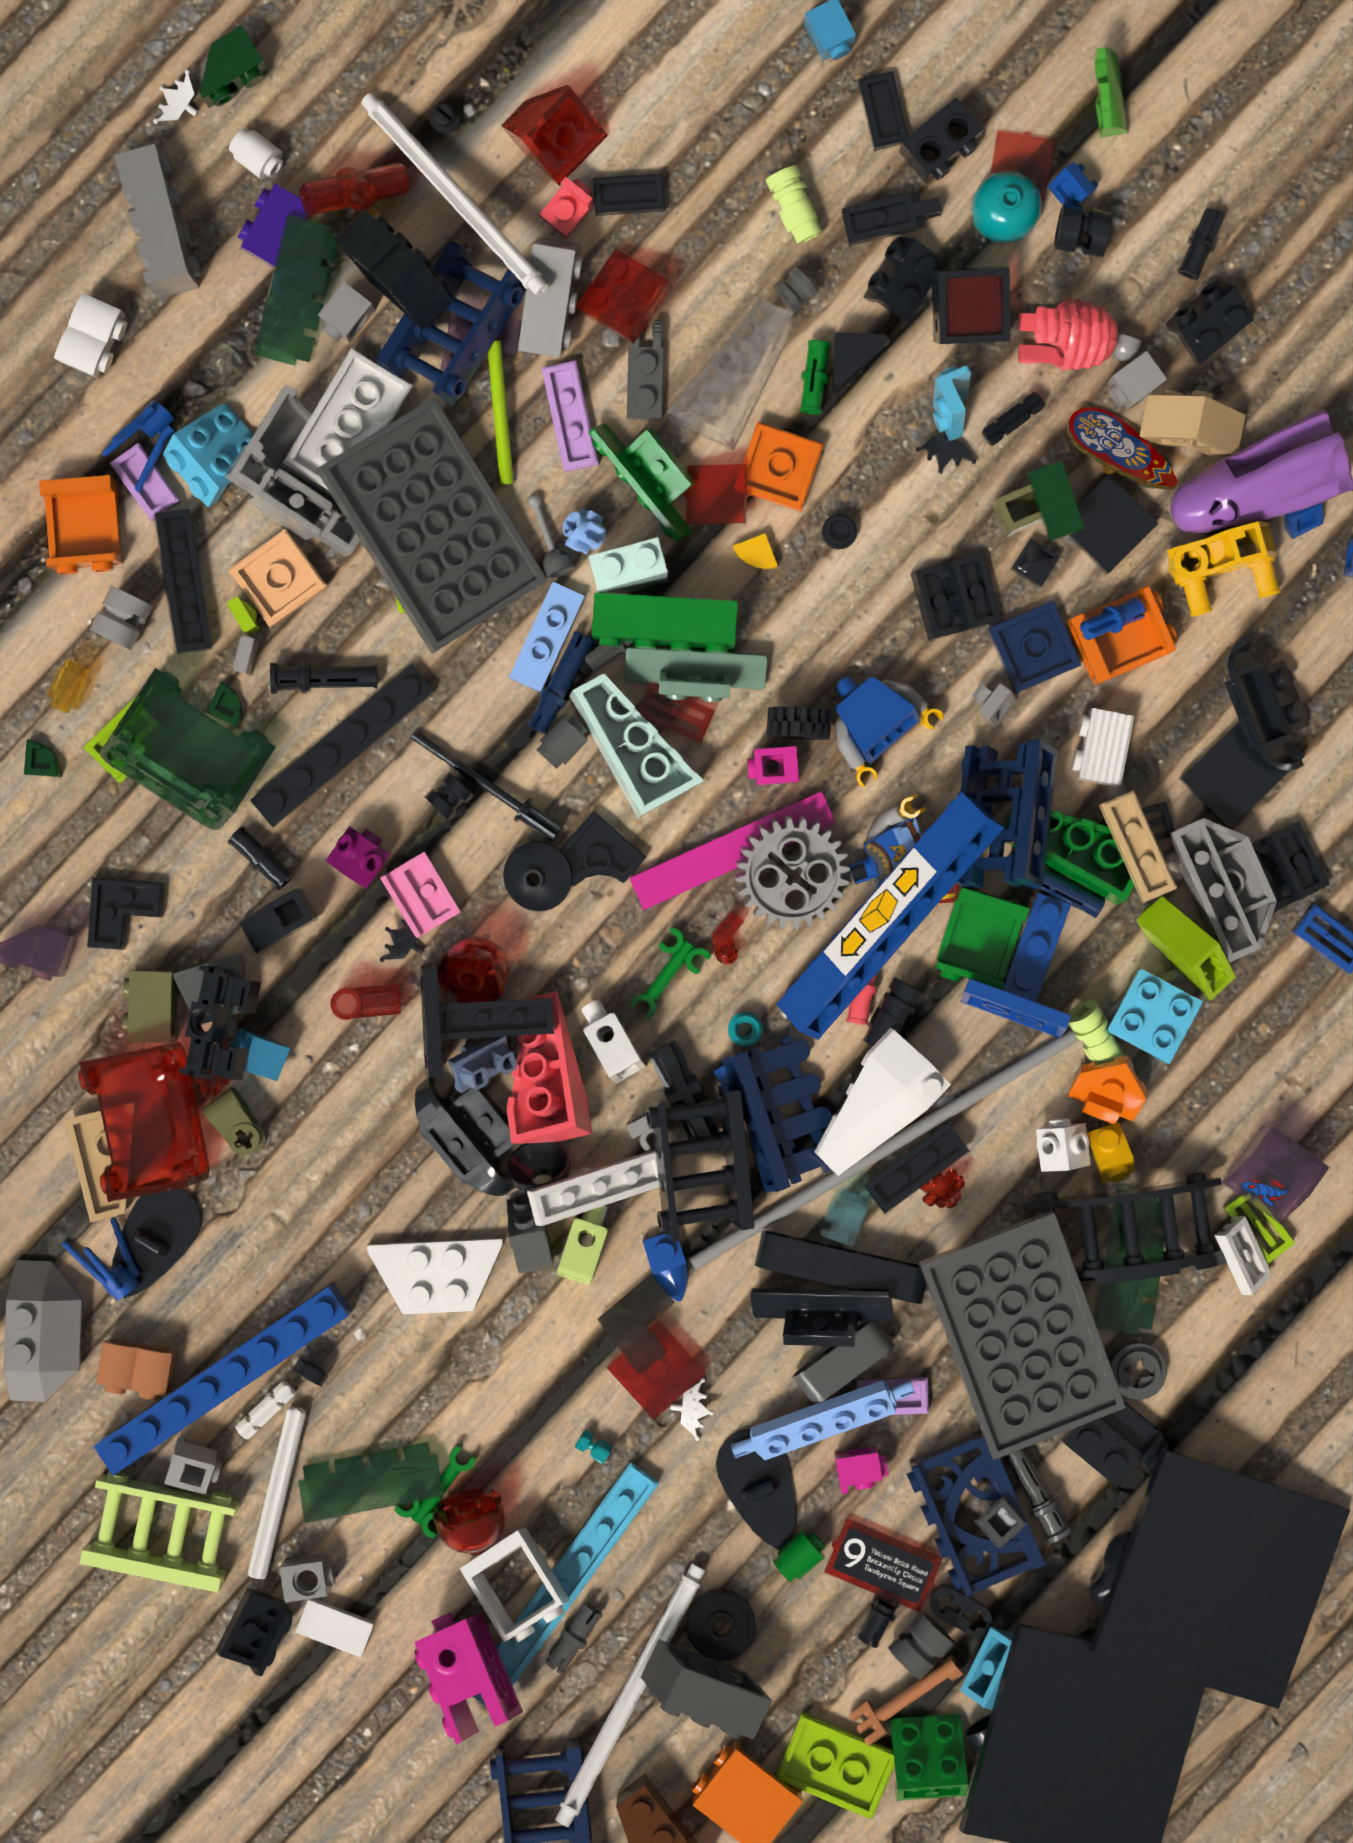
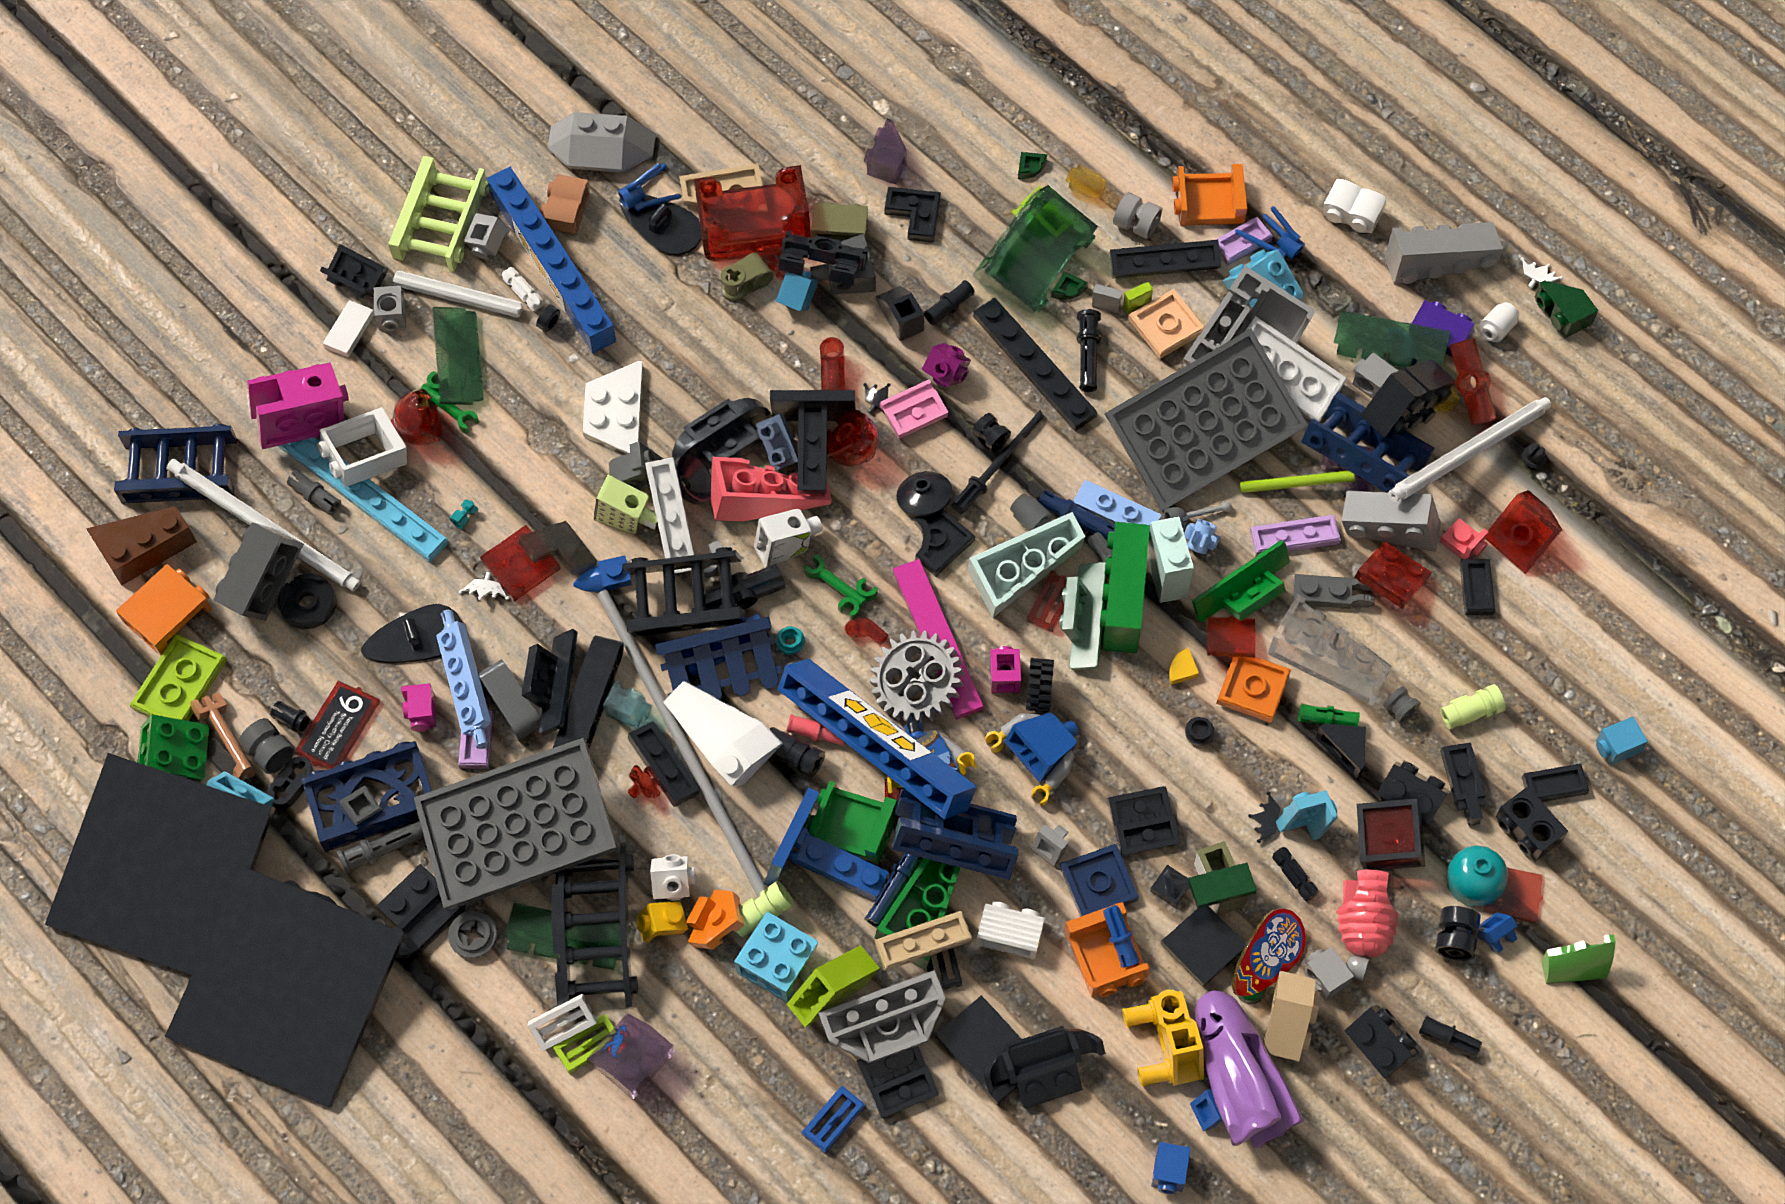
camera: 95 degrees right, 25 degrees down
(800, 1556) = (354, 658): green brick -> none

